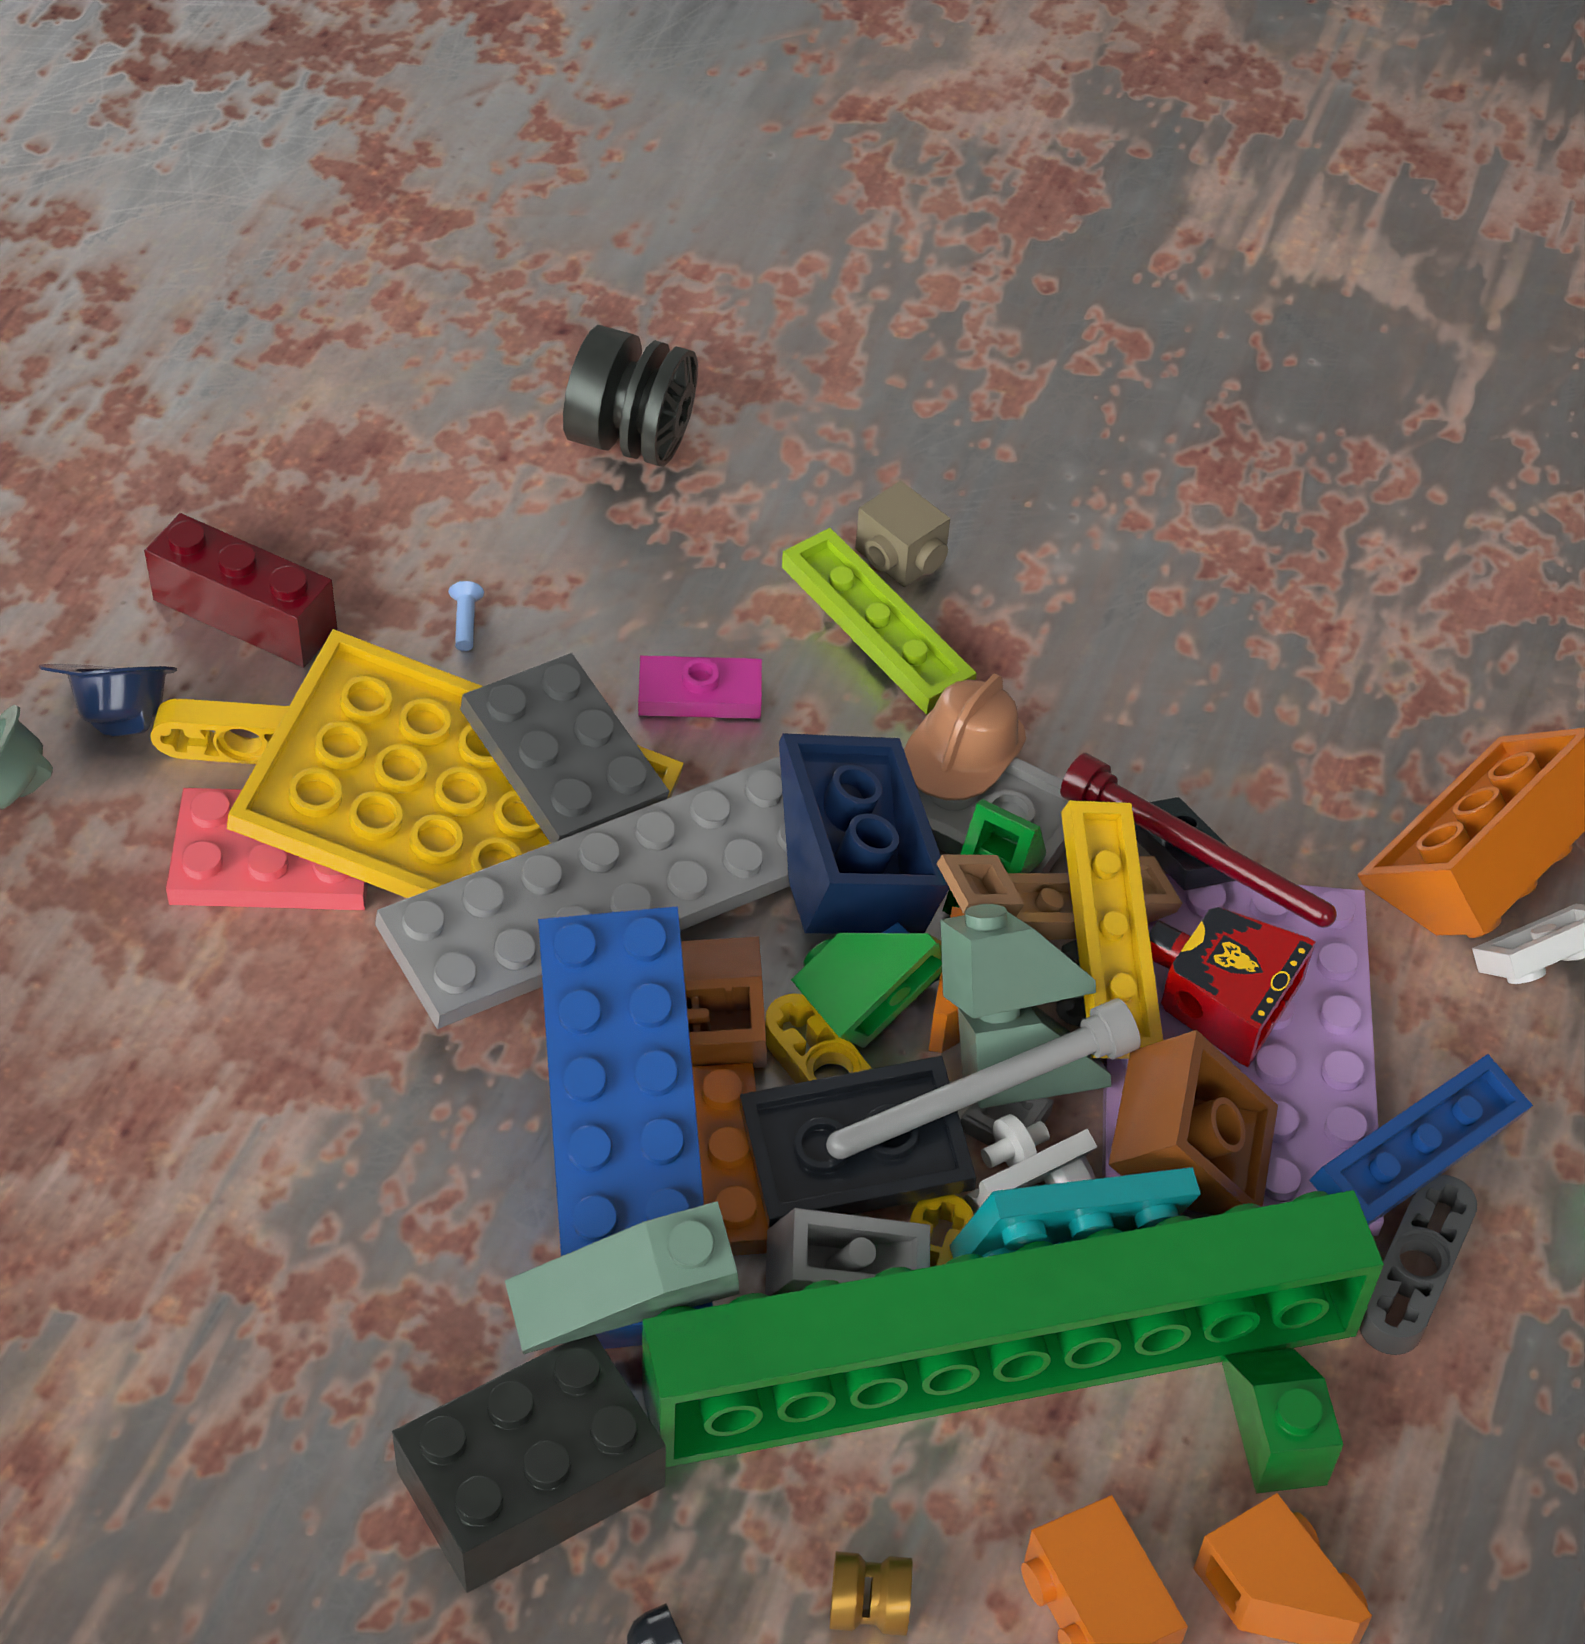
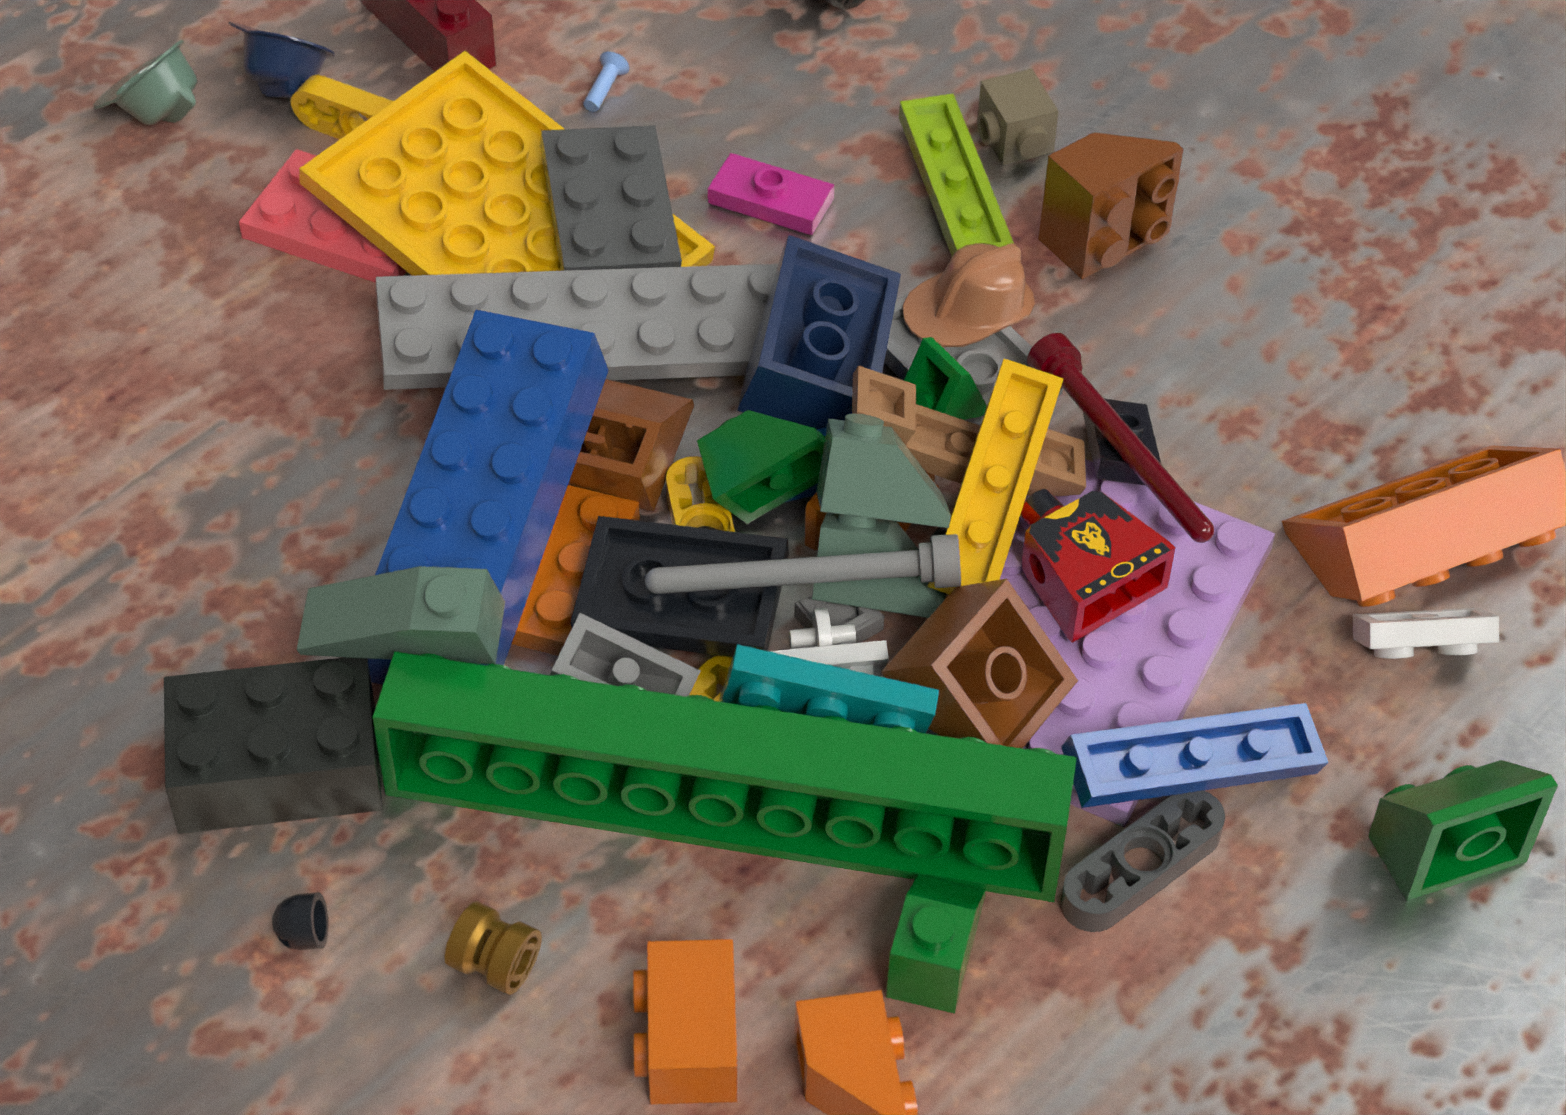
camera: 25 degrees right, 0 degrees up
(1045, 598) = (1108, 199): none -> dark orange slope

